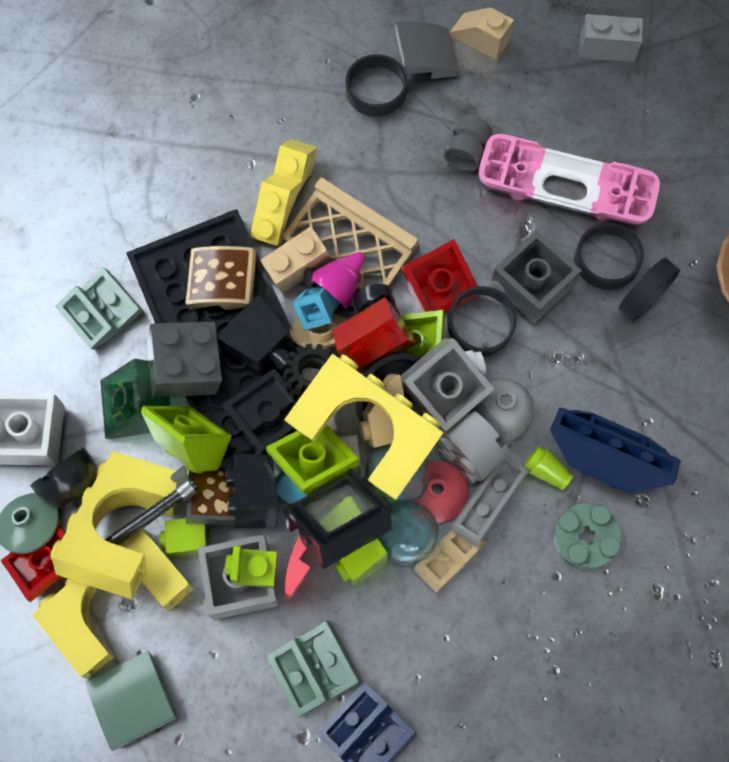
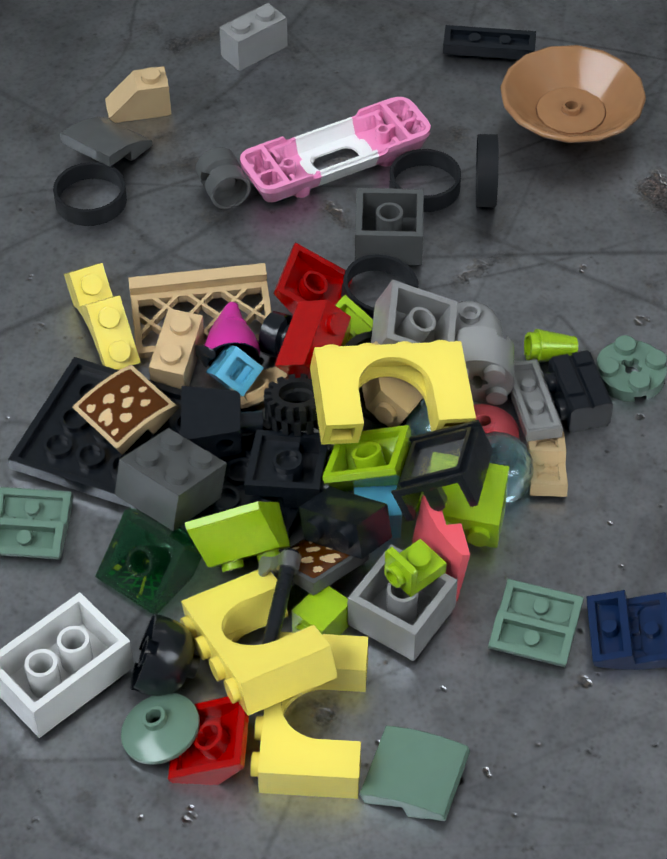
camera: 45 degrees left, 20 degrees down
(527, 523) = (579, 391): none -> black brick
(612, 452) = (589, 297): dark blue wedge -> none

